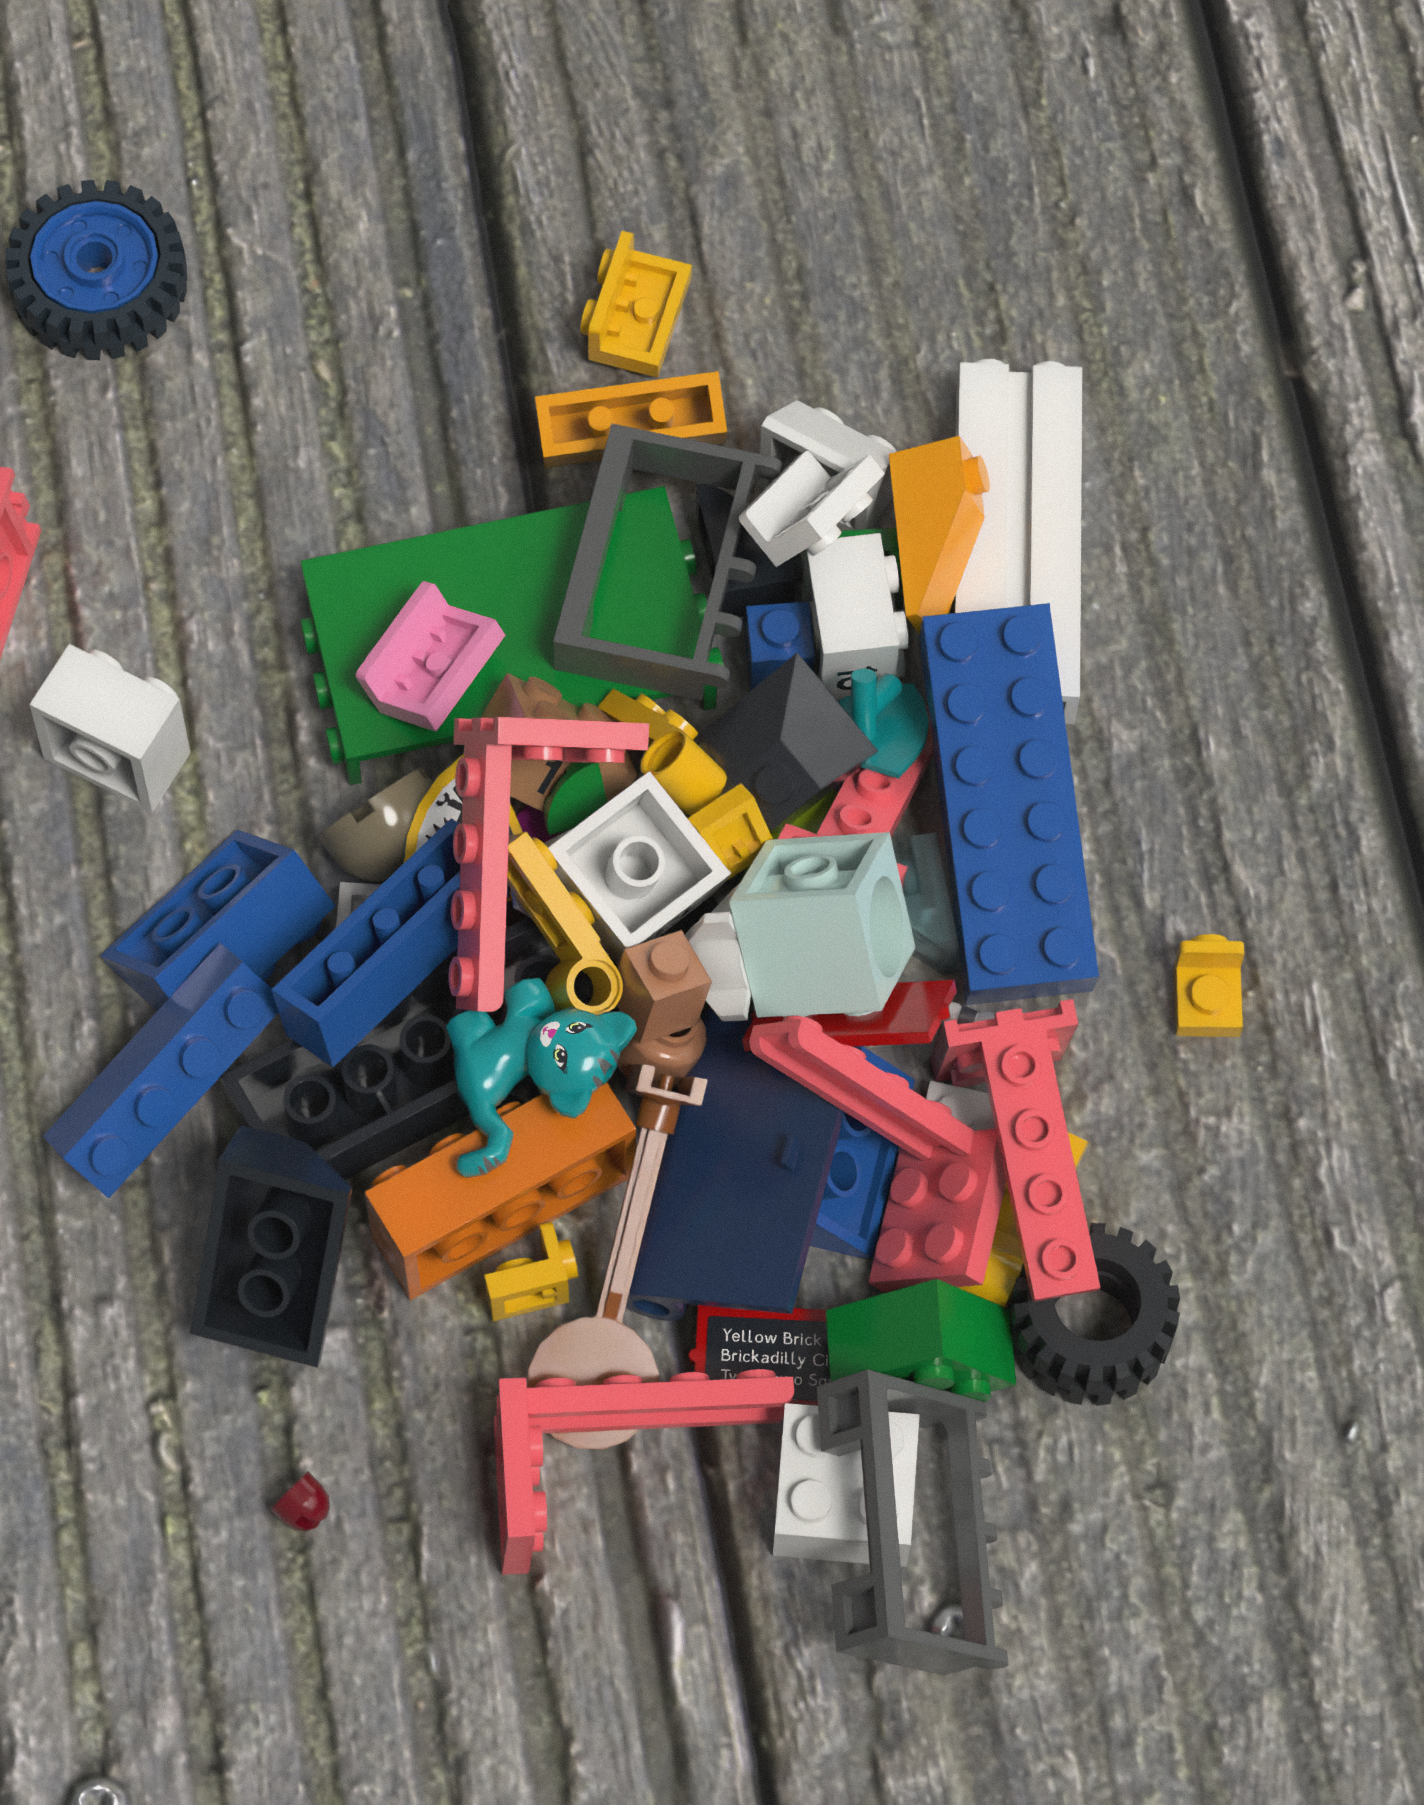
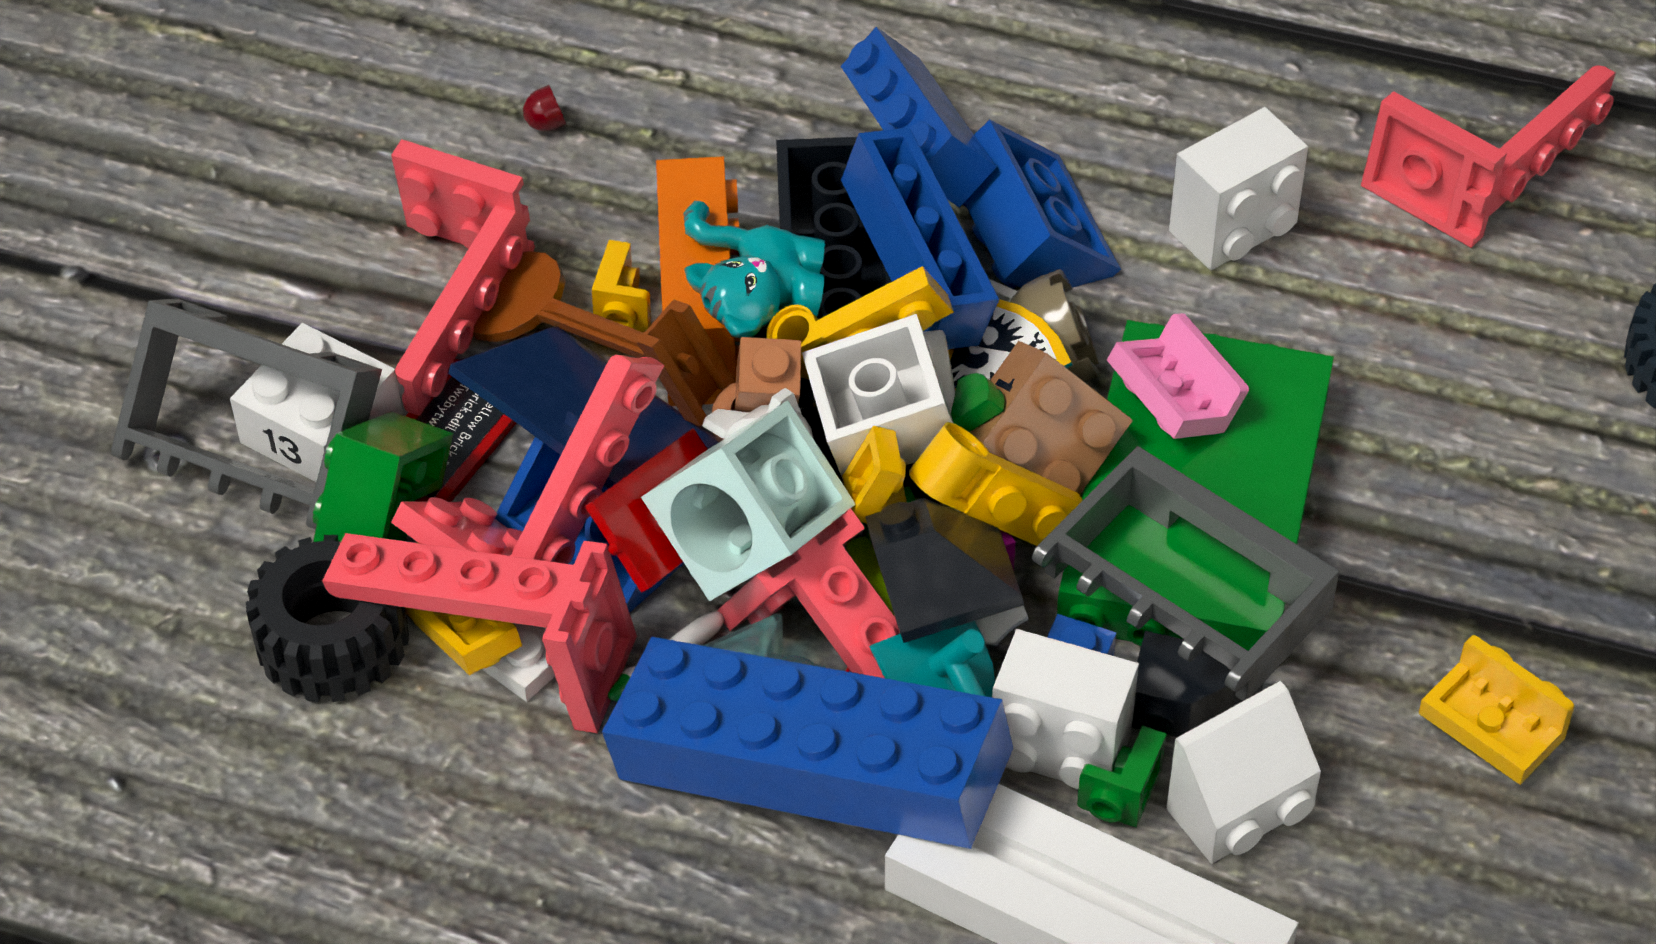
camera: 120 degrees right, 15 degrees down
(271, 1248) = (735, 108): black slope -> none
(483, 836) = (1005, 312): coral bracket -> none
(578, 422) = (1366, 646): light orange brick -> none
(806, 505) = (1171, 665): white bracket -> none
(937, 521) = (1110, 797): light orange slope -> none
(1208, 987) = (558, 856): yellow bracket -> none

